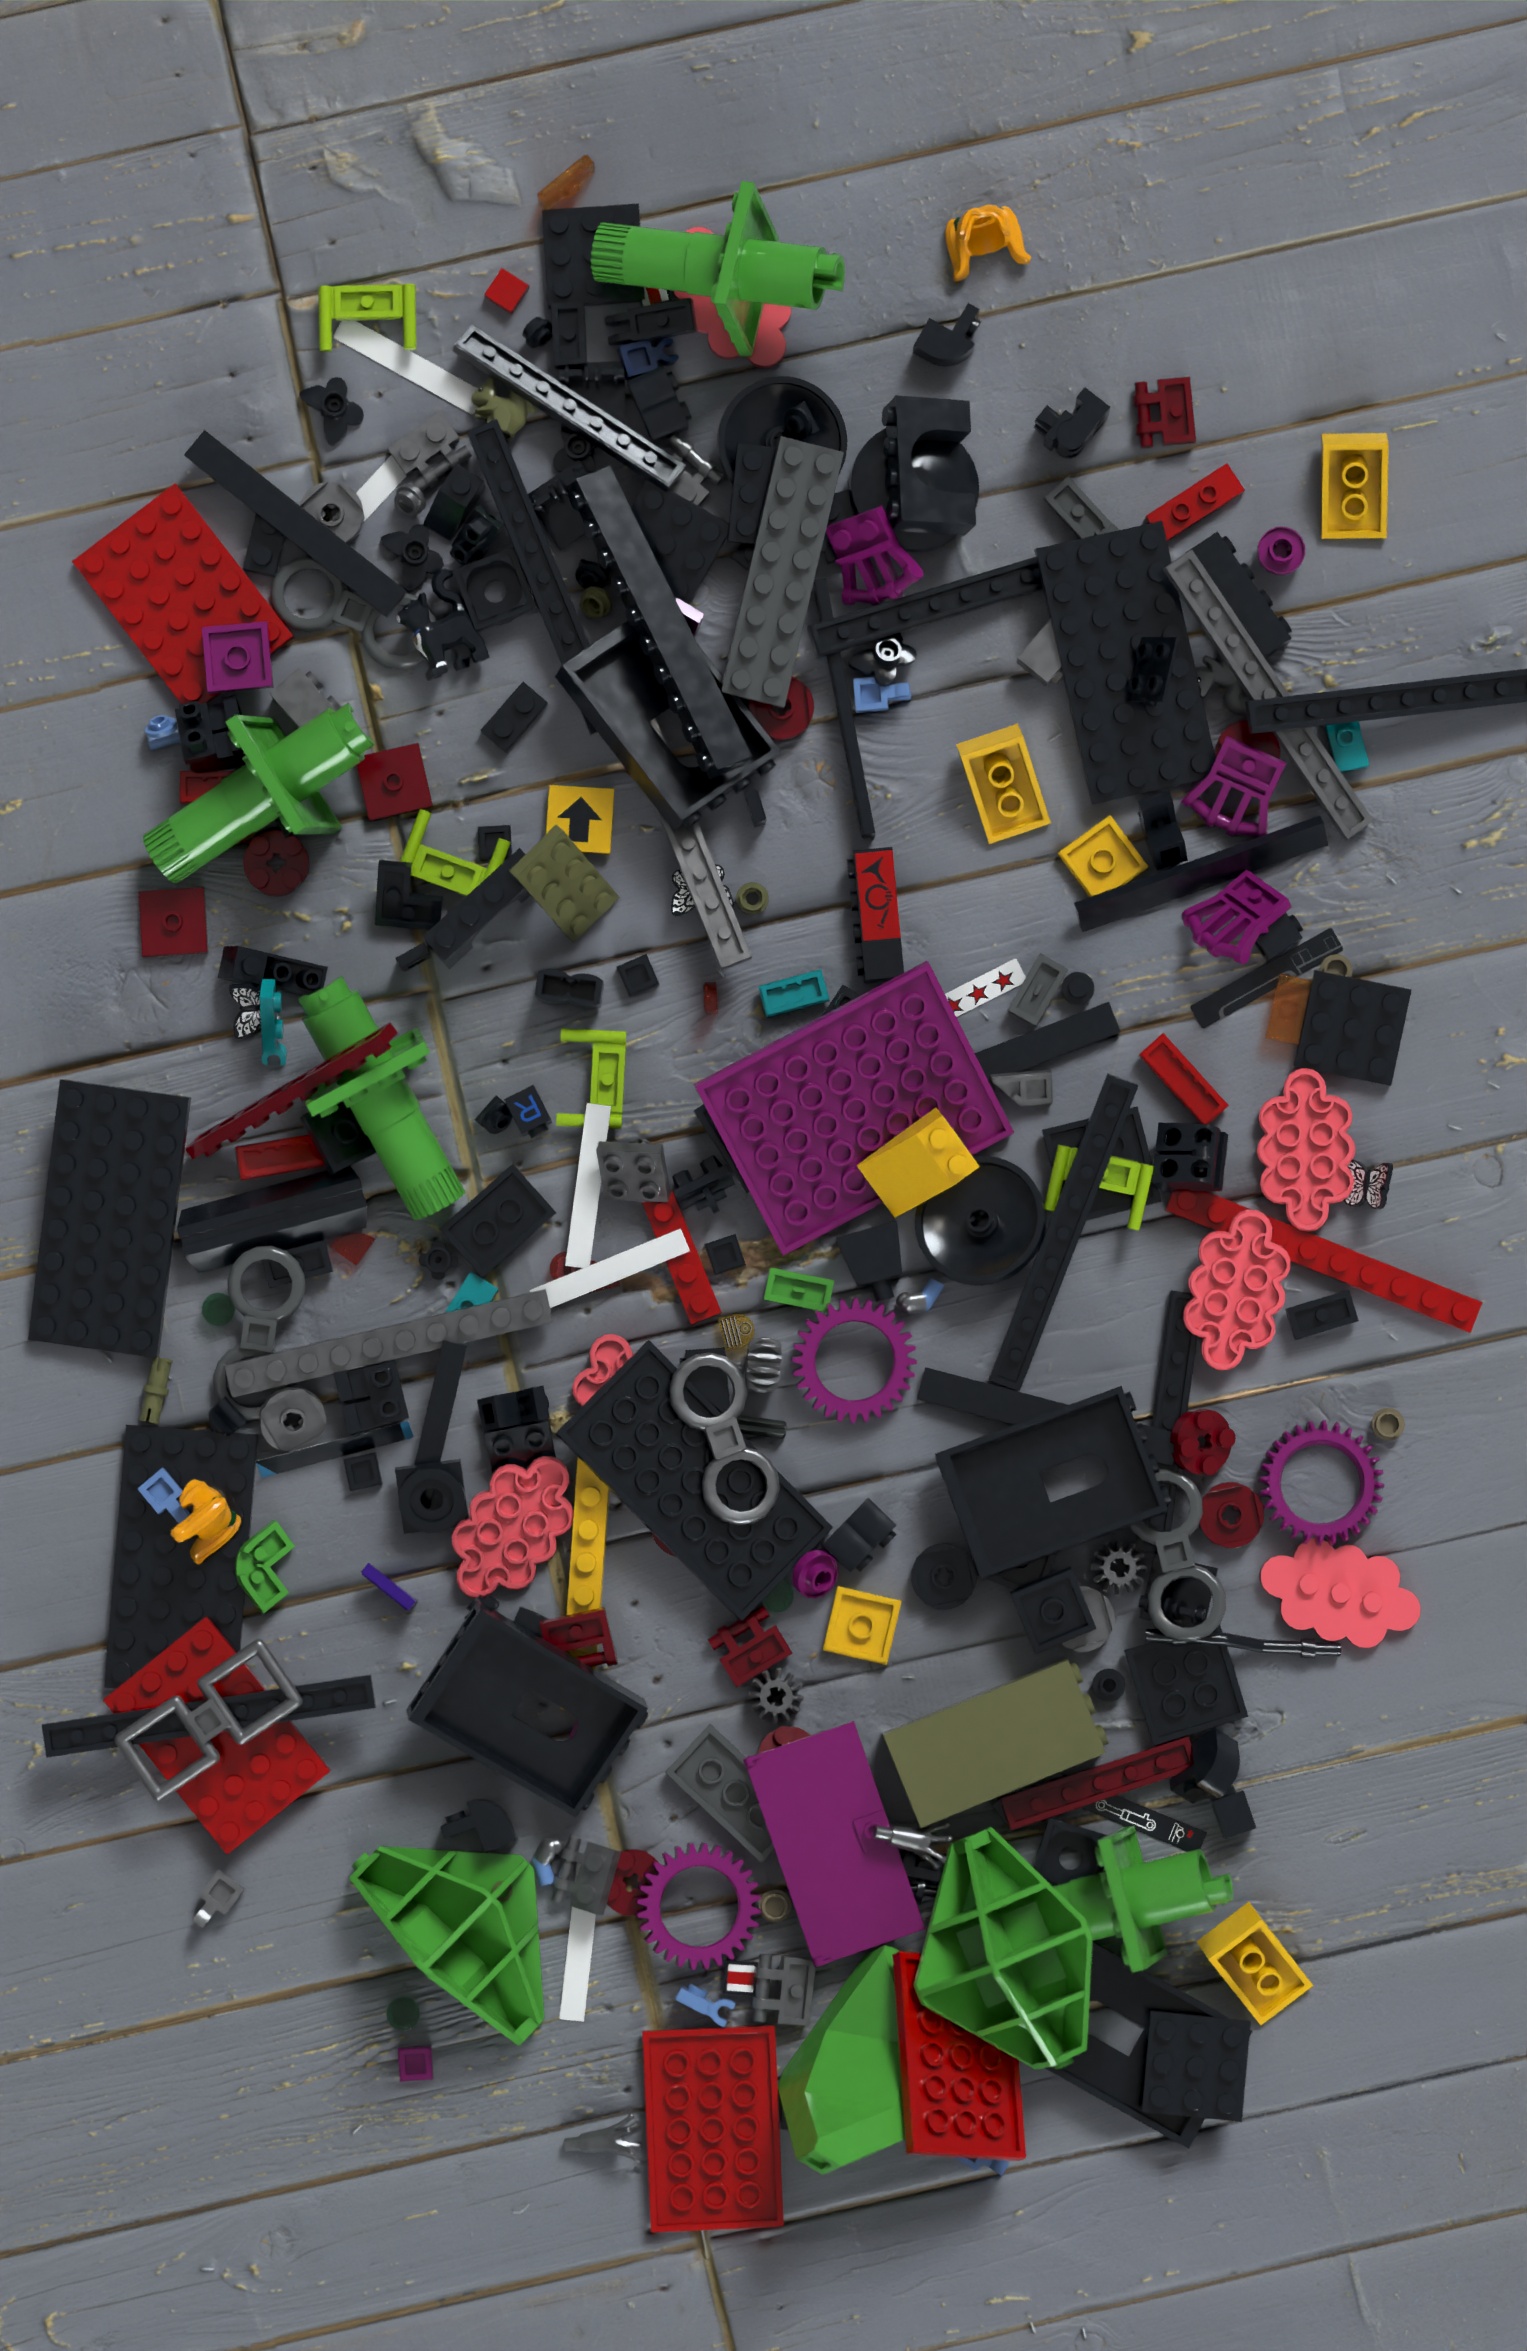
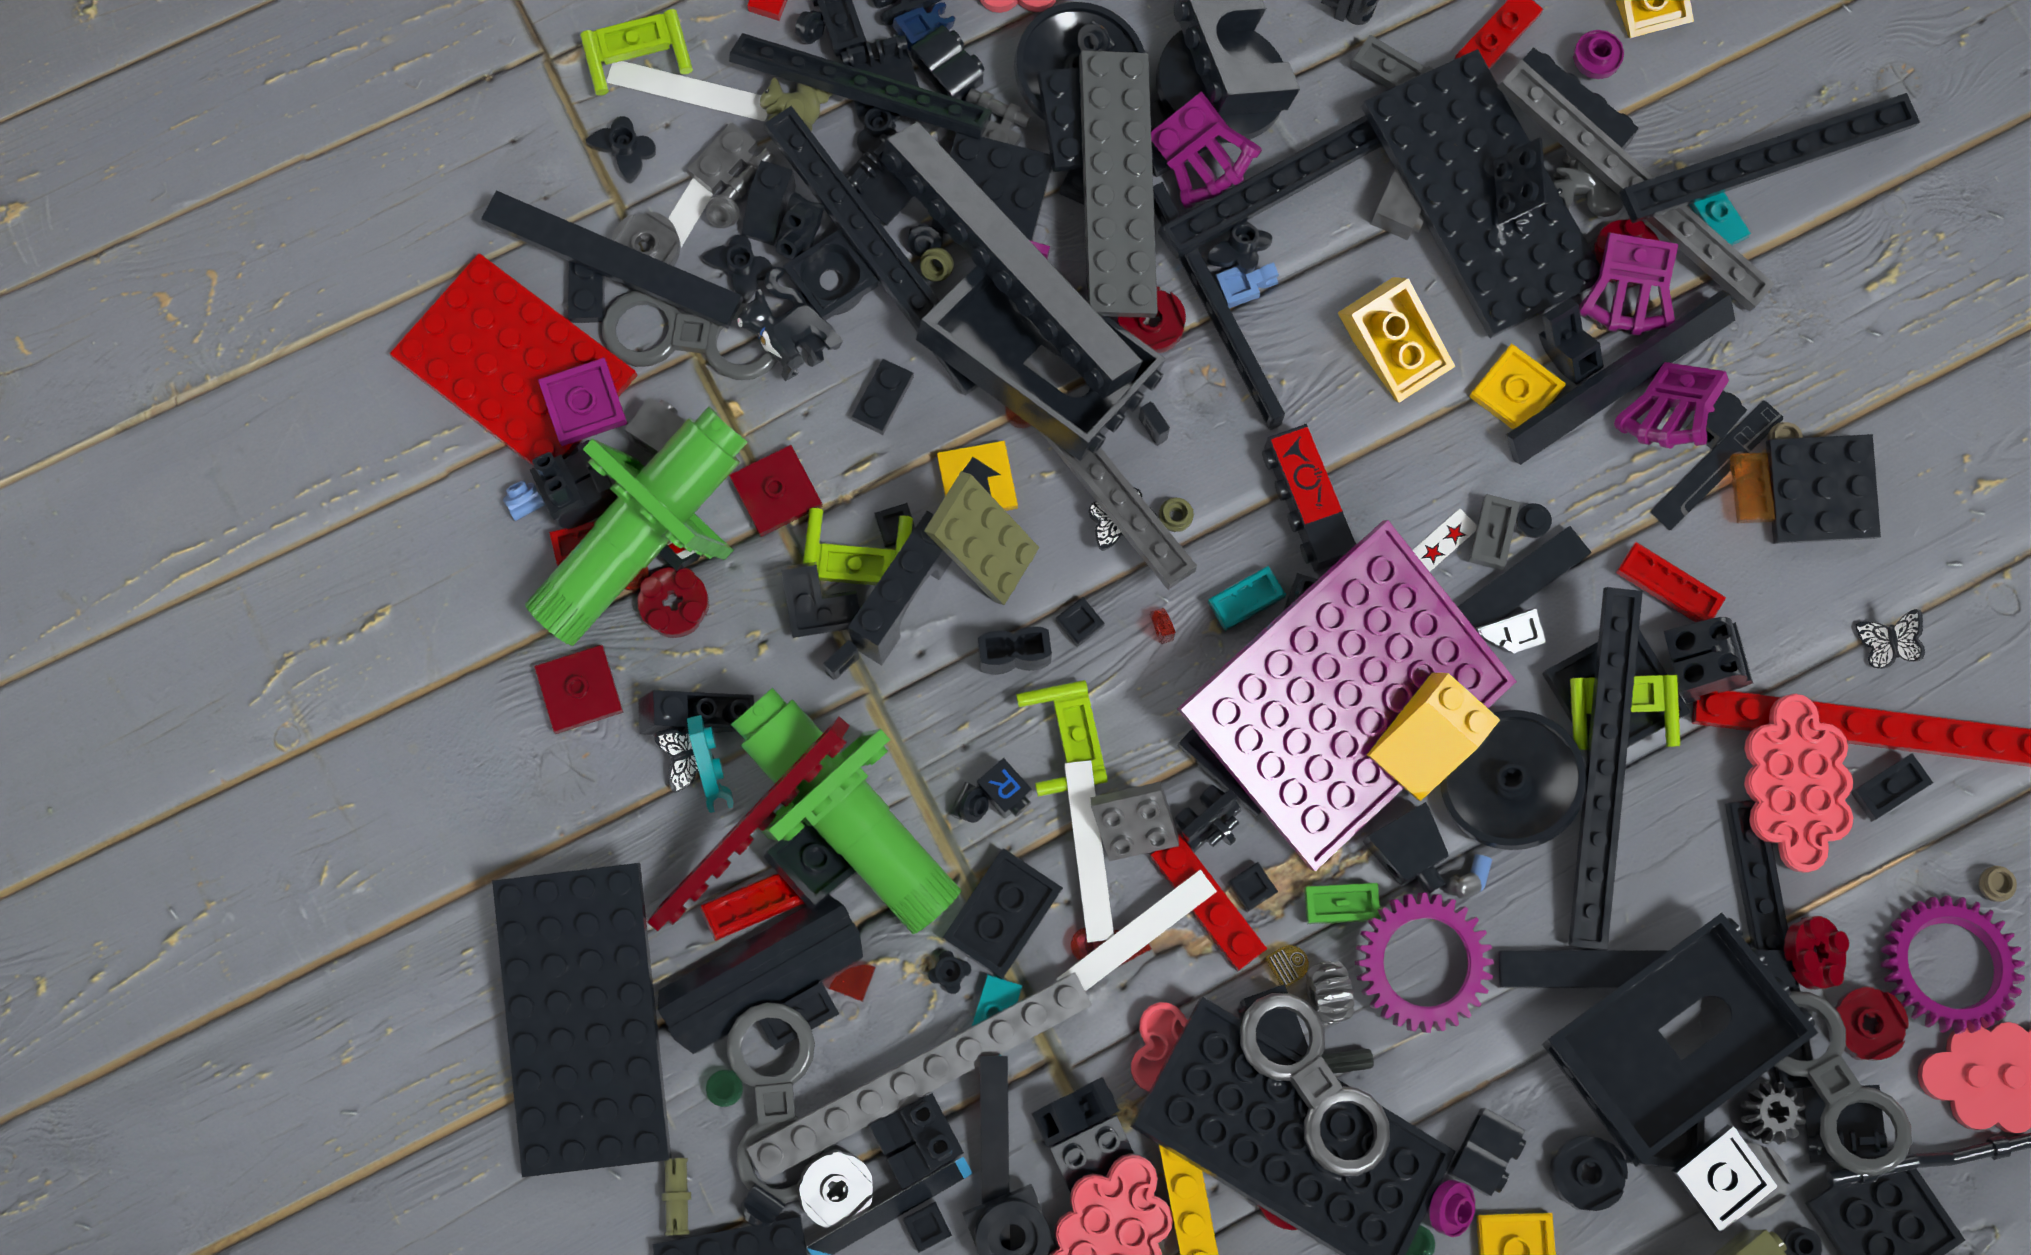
camera: 20 degrees left, 10 degrees down
(1306, 1150) = (1818, 623): coral plate -> none

